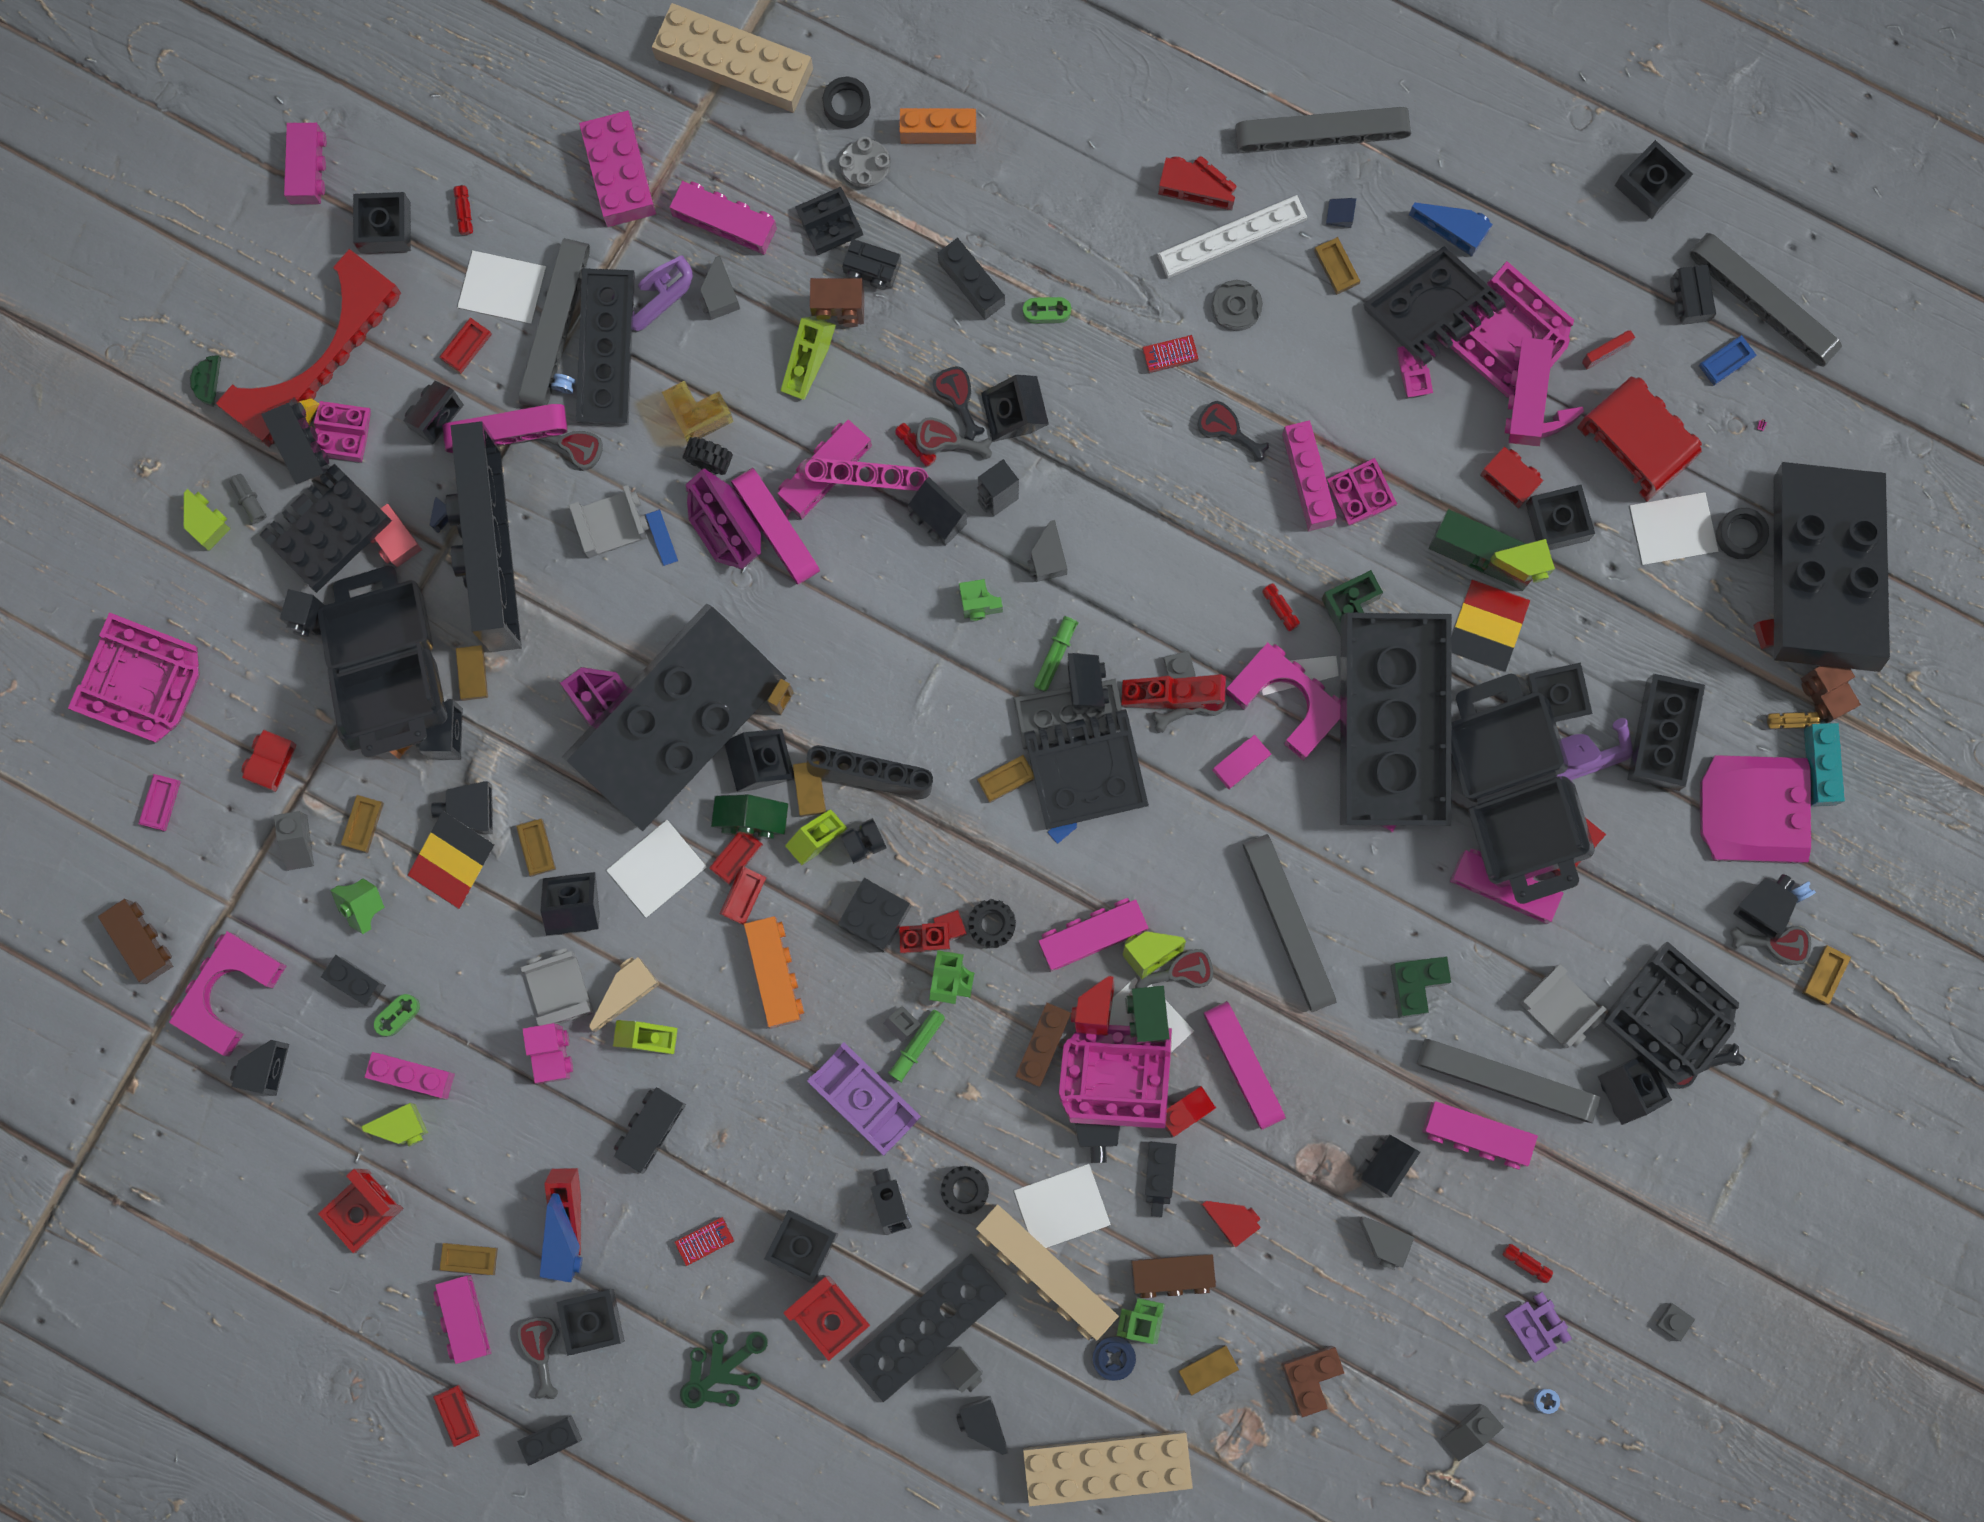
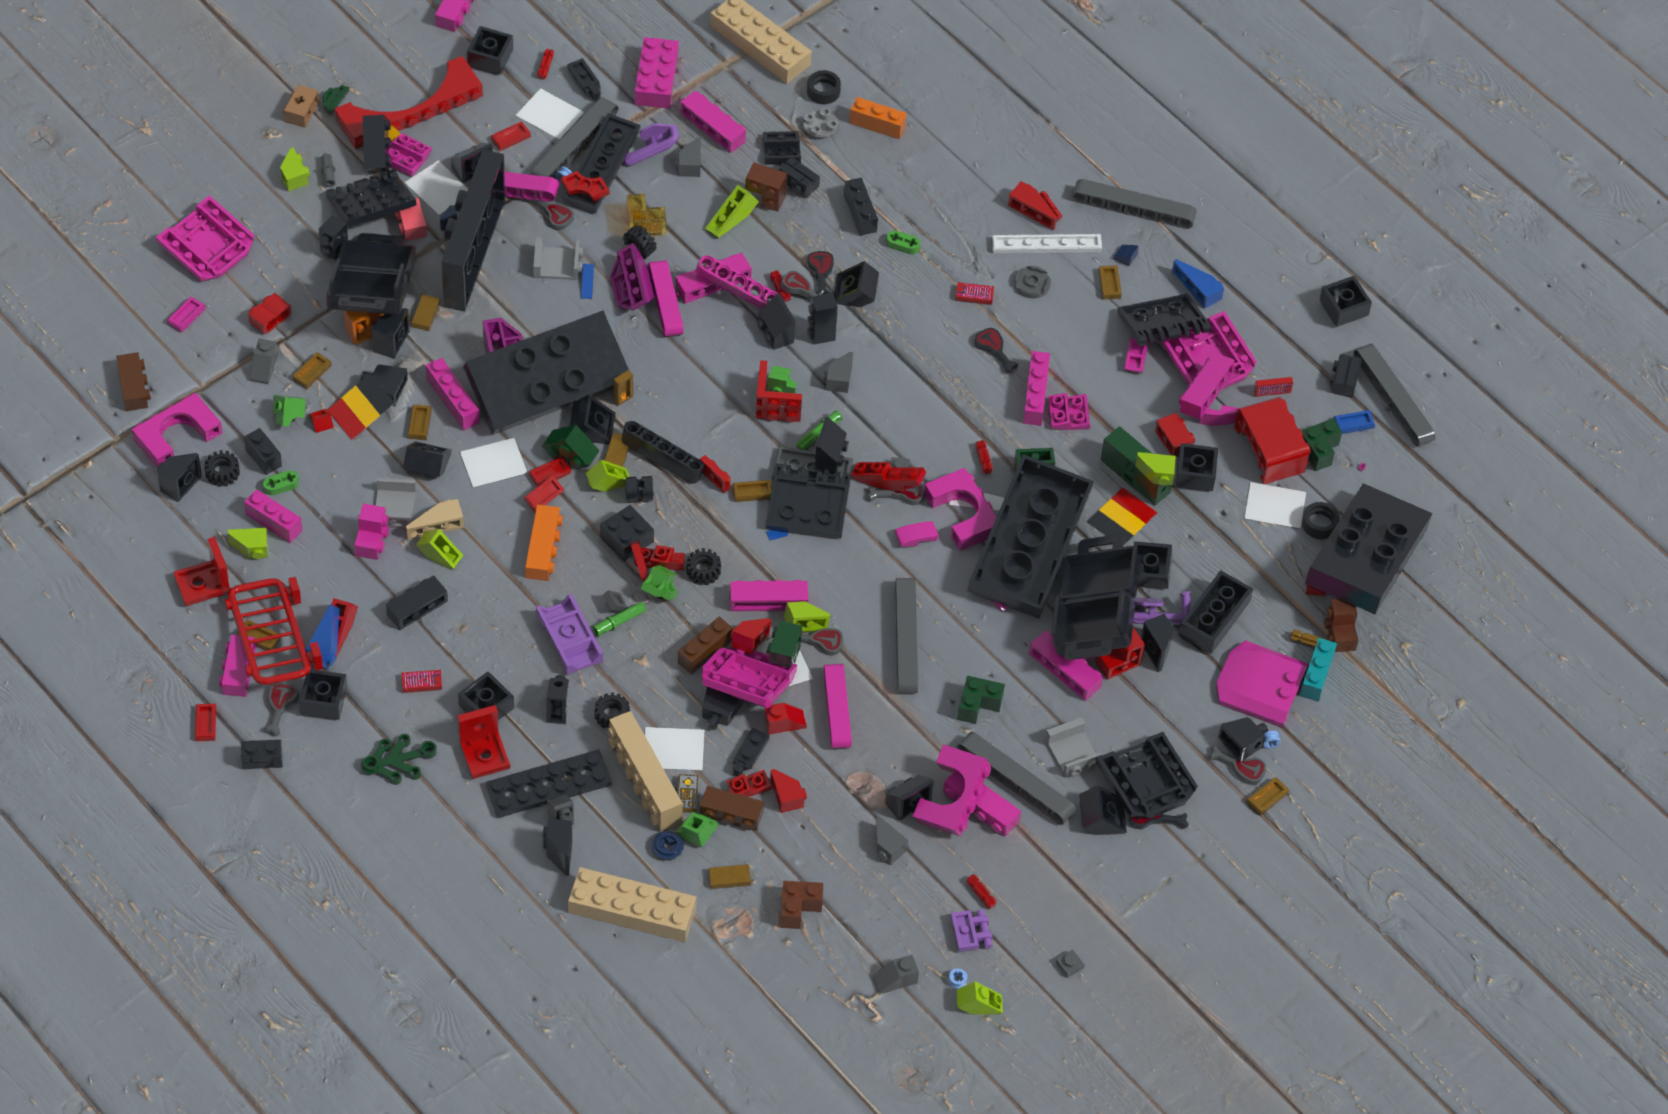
camera: 15 degrees right, 25 degrees down
(174, 422) = (301, 106): none -> medium nougat brick
(295, 1026) = (222, 477): none -> black tyre
(404, 465) = (436, 187): none -> white sticker
(406, 896) = (321, 420): none -> red slope
(526, 214) = (585, 78): none -> black hinge
(549, 1291) = (291, 591): none -> red bar
(561, 791) = (452, 394): none -> dark pink brick
(588, 395) = (576, 183): none -> red tile
(911, 957) = (639, 560): none -> red tile
(960, 780) = (718, 477): none -> red plate
(985, 646) = (770, 403): none -> red bracket
(1107, 1270) = (688, 791): none -> tile
(1179, 1226) = (749, 785): none -> red slope
(1461, 1112) = (954, 816): none -> dark pink arch
(1588, 1426) = (979, 999): none -> lime slope
(1614, 809) = (1157, 639): none -> black slope
(1697, 414) = (1321, 441): none -> dark green brick

